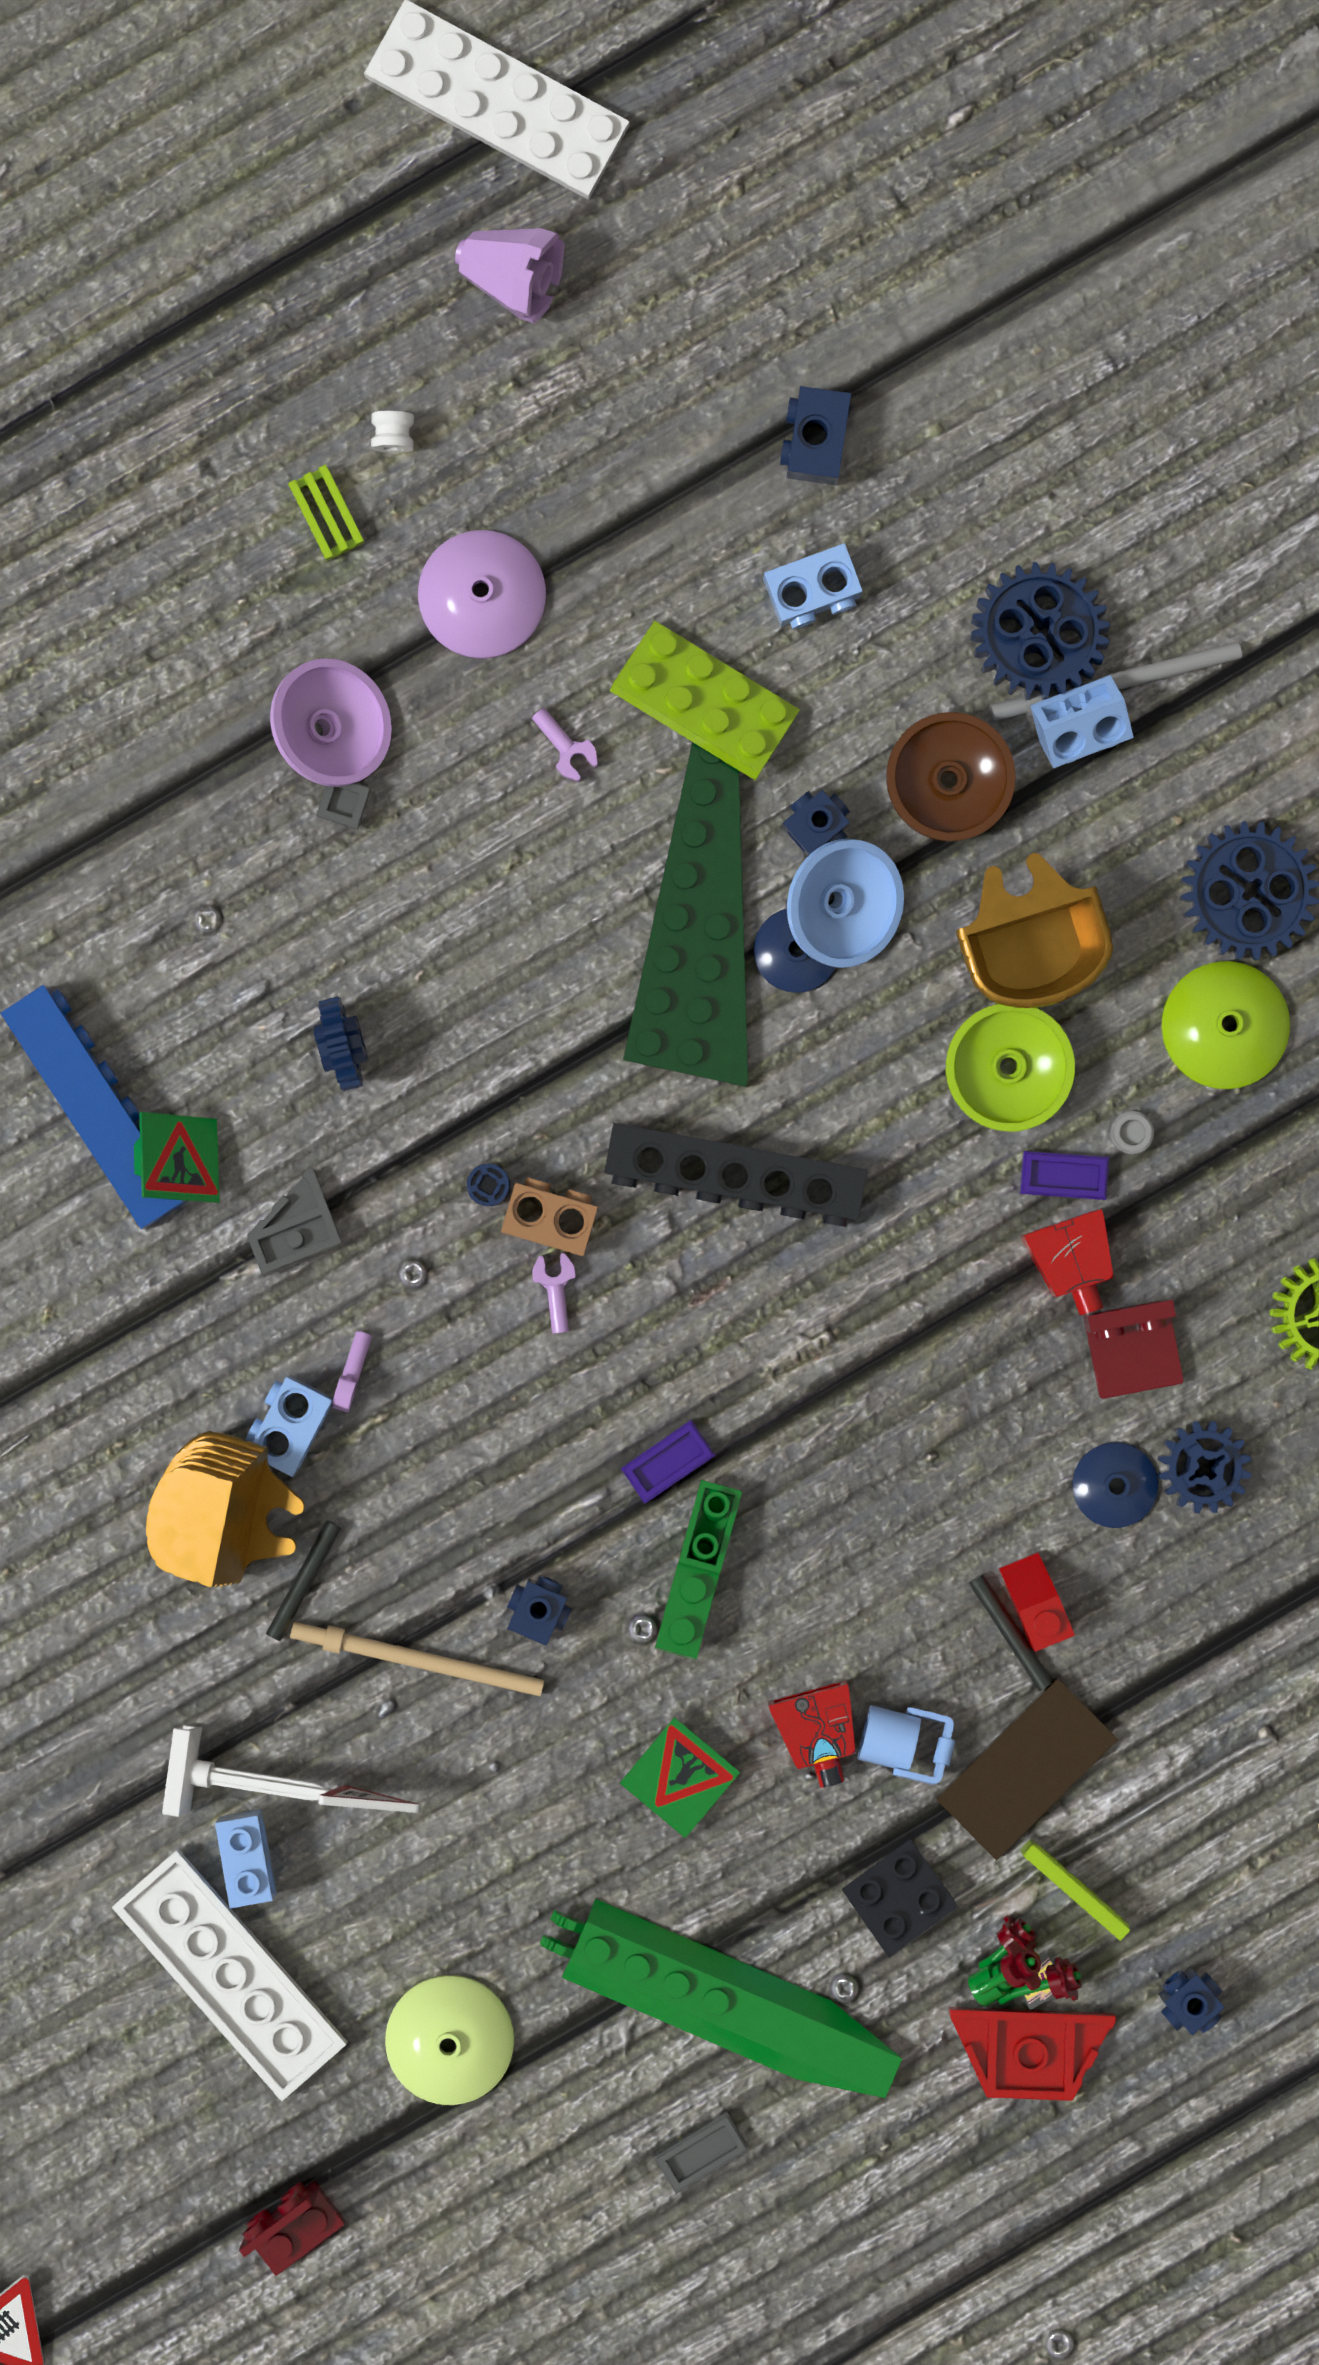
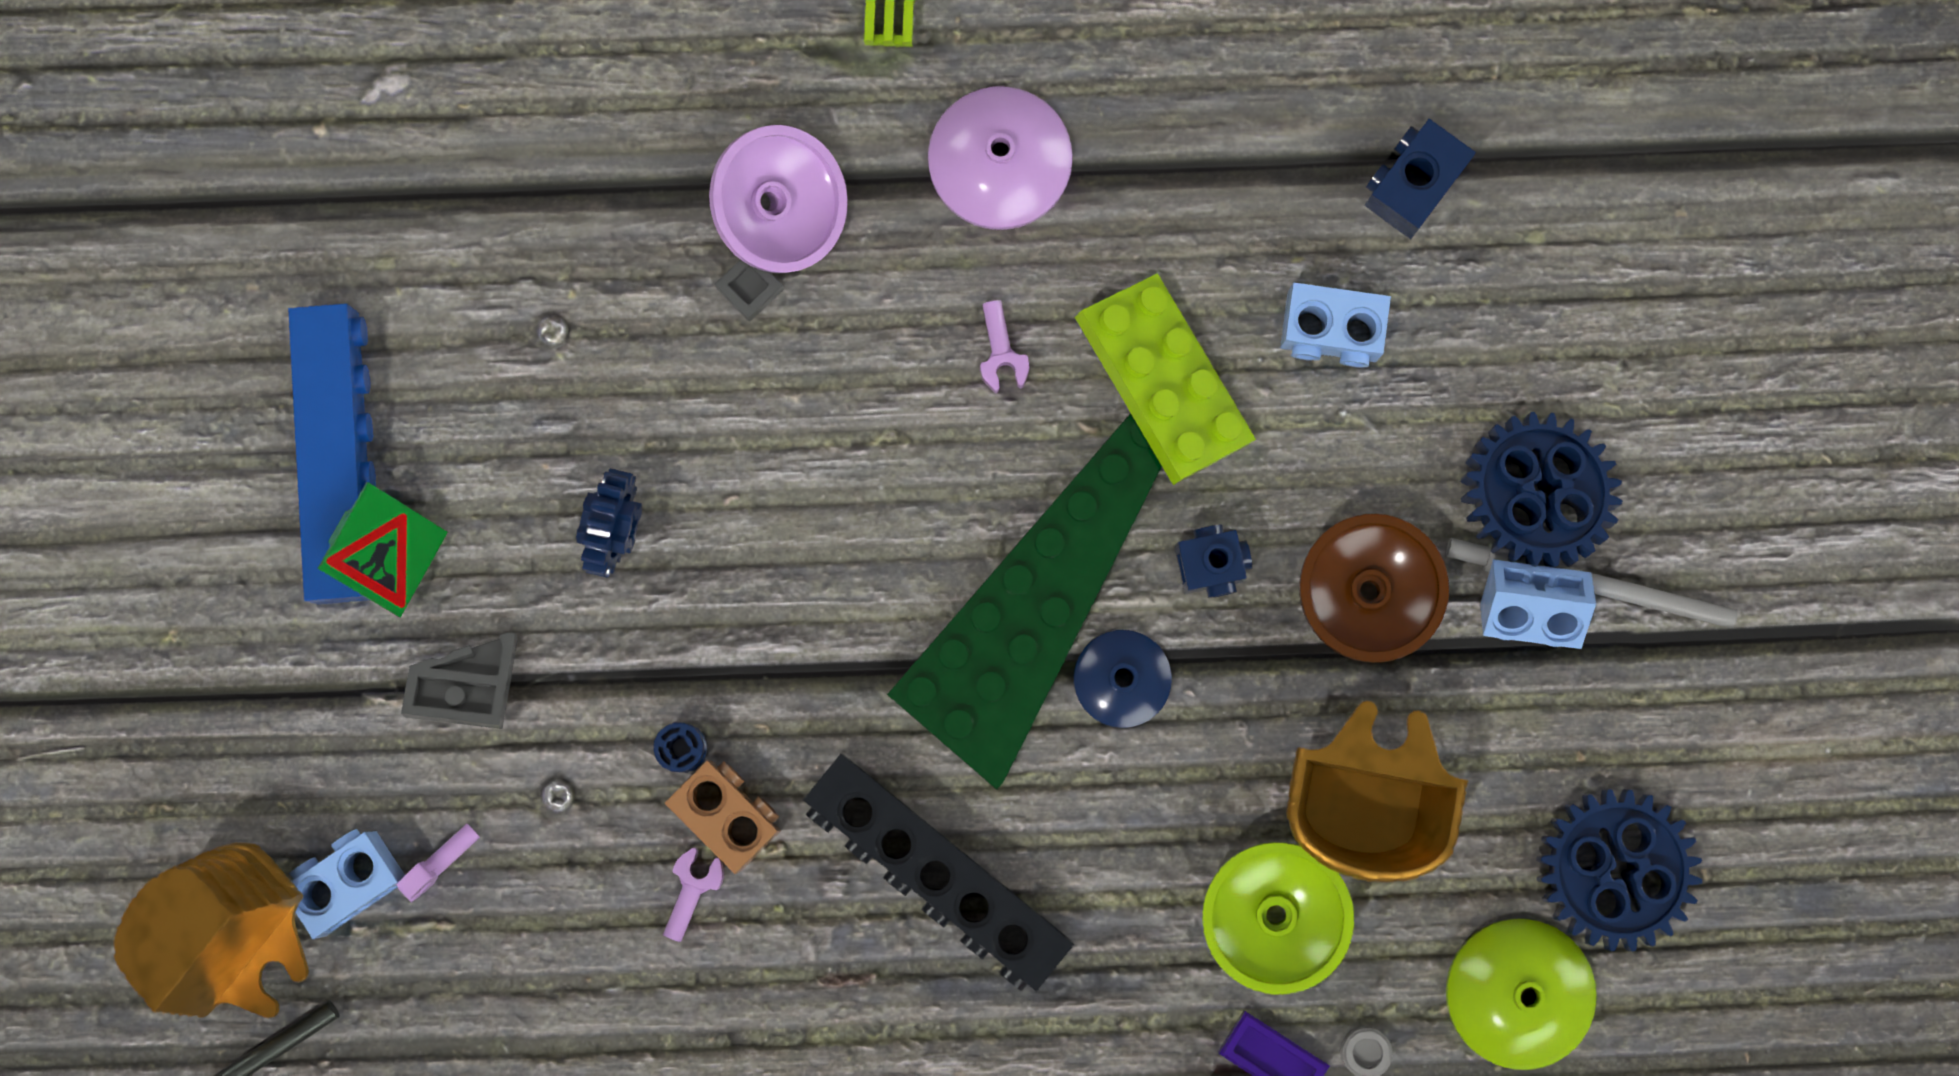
camera: 25 degrees right, 5 degrees down
(864, 906) = (1217, 669): light blue dish -> none

